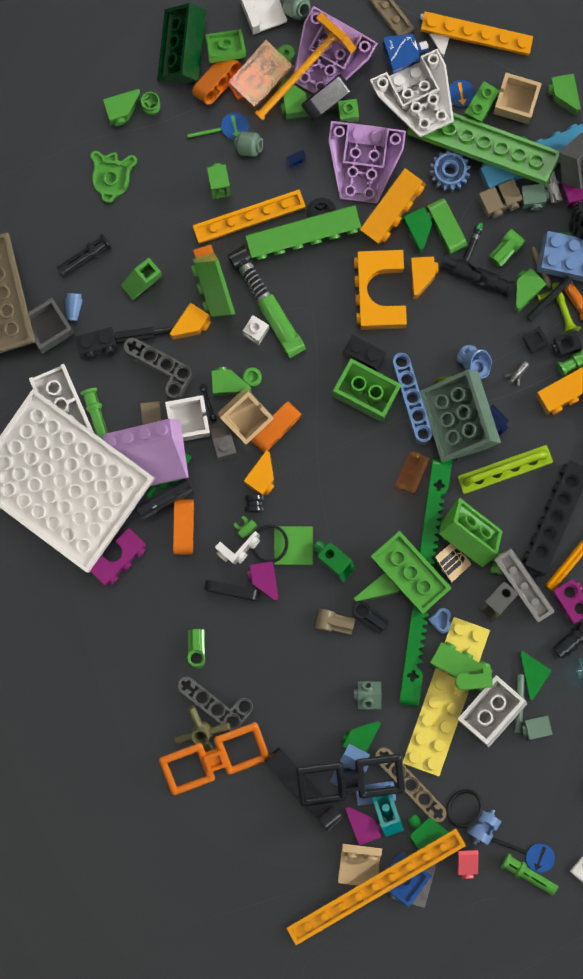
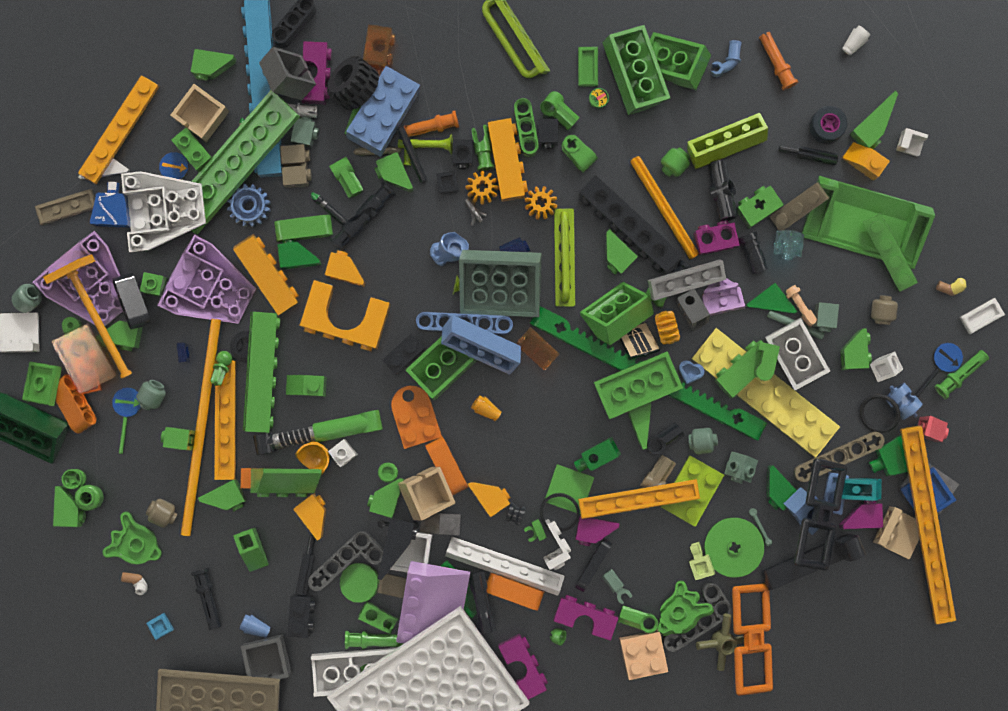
camera: 70 degrees left, 5 degrees up
(44, 223) = (160, 626): none -> dark azure tile
(78, 190) = (137, 581): none -> arm
(118, 412) = (377, 617): none -> bright green leg
(133, 119) = (82, 497): none -> bright green head
(144, 385) = (359, 582): none -> bright green tile
(146, 189) = (161, 513): none -> dark tan head
(156, 581) = (558, 636): none -> bright green hinge
(165, 663) = (643, 655): none -> light nougat brick
(180, 241) = (226, 496): none -> bright green slope
(183, 617) = (603, 621): none -> magenta arch
(193, 402) = (397, 540): none -> black slope
(203, 510) = (505, 566): none -> white plate
(218, 684) = (681, 611): none -> bright green tile
(220, 617) = (615, 584): none -> sand green bar
(235, 197) = (200, 428): none -> light orange piece
(244, 304) = (313, 456): none -> light orange helmet
(266, 689) = (700, 565): none -> yellowish green plate
(277, 713) = (742, 534): none -> bright green piece
(293, 195) = (223, 359): none -> bright green axle
(305, 277) = (306, 385): none -> bright green slope
(307, 609) = (639, 499): none -> light orange tile
(309, 384) = (415, 418): none -> orange plate
(331, 659) = (708, 481): none -> lime plate
(331, 722) = (768, 542): none -> sand green hinge
(341, 444) = (486, 408): none -> light orange cone
(381, 652) = (702, 441): none -> sand green head
(397, 418) = (481, 344): none -> medium blue brick
(474, 583) = (667, 327): none -> light orange gear
(510, 799) = (886, 366): none -> white brick
(512, 767) = (855, 352): none -> bright green slope
(520, 627) = (723, 297): none -> lavender slope
(524, 516) = (618, 255): none -> bright green slope
(540, 426) = (537, 208): none -> light orange gear
(544, 366) = (487, 191): none -> light orange gear
(548, 690) = (807, 315): none -> light nougat hinge
(562, 780) = (884, 310): none -> dark tan head

